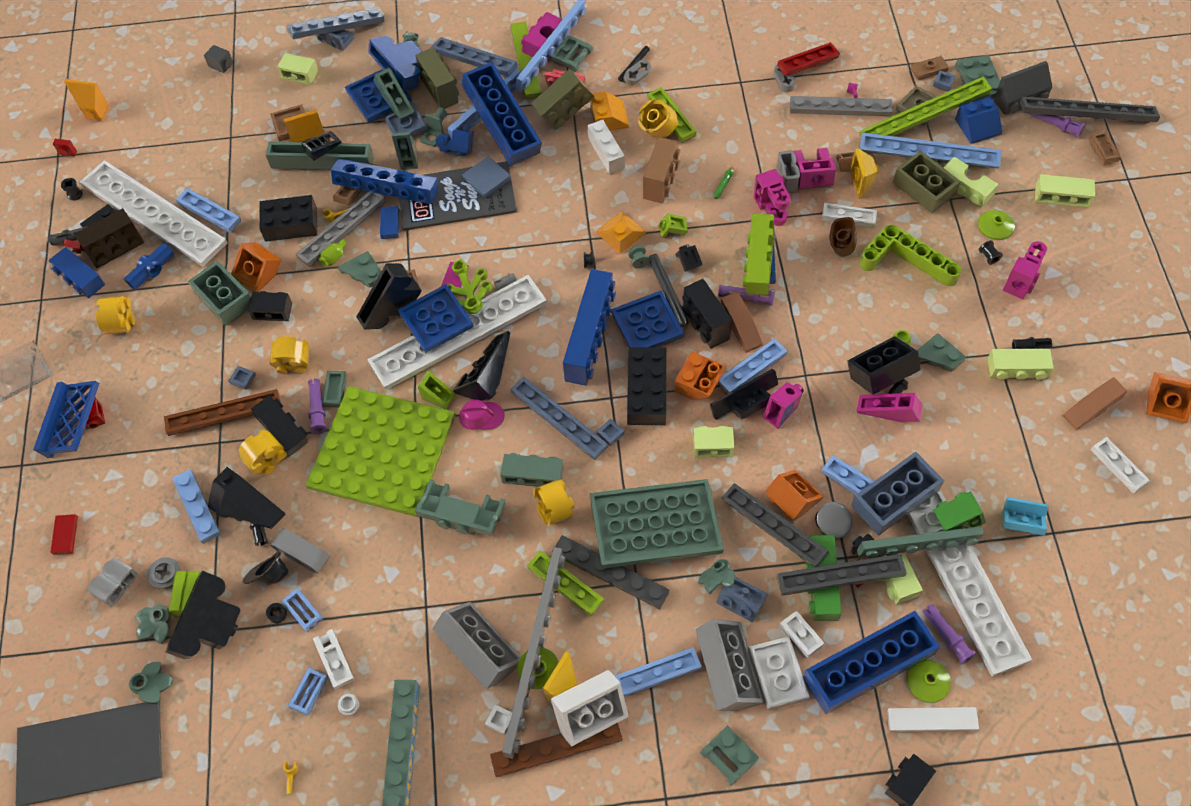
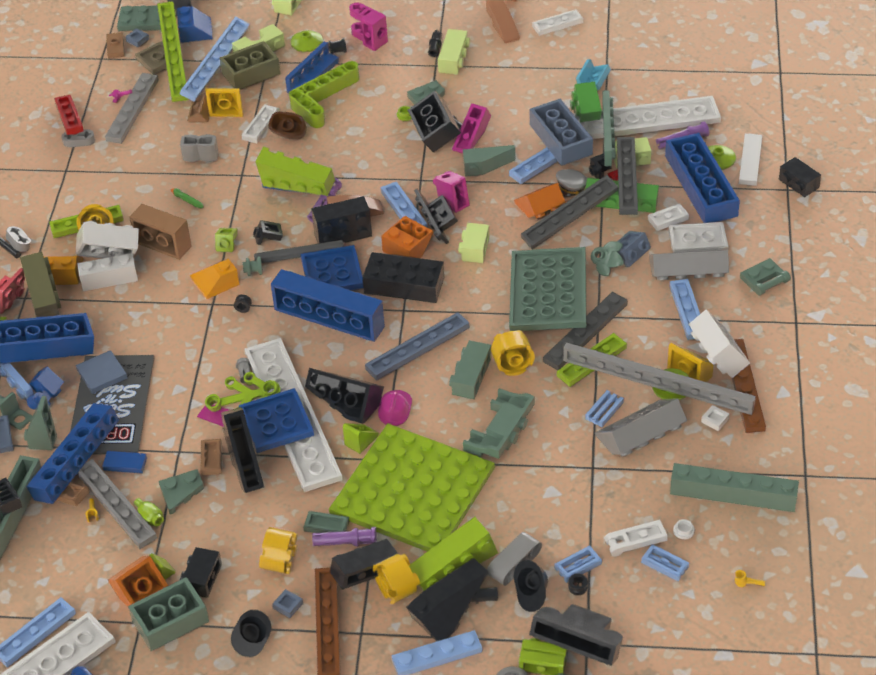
camera: 80 degrees left, 15 degrees down
(200, 355) = (251, 633): none -> black piece
(277, 277) = (163, 566): none -> lime slope
(288, 218) = (83, 549): black brick -> none
(294, 498) = (458, 548): none -> lime wedge
(486, 598) = (593, 417): none -> light blue tile
(610, 432) = (443, 310): sand blue plate -> none
(628, 130) = (106, 240): none -> white brick
(767, 194) = (221, 169): dark pink brick -> none
(817, 172) = (207, 124): dark pink brick -> none
(845, 429) = (483, 160): none -> sand green slope
(942, 240) = (320, 65): none -> blue fence

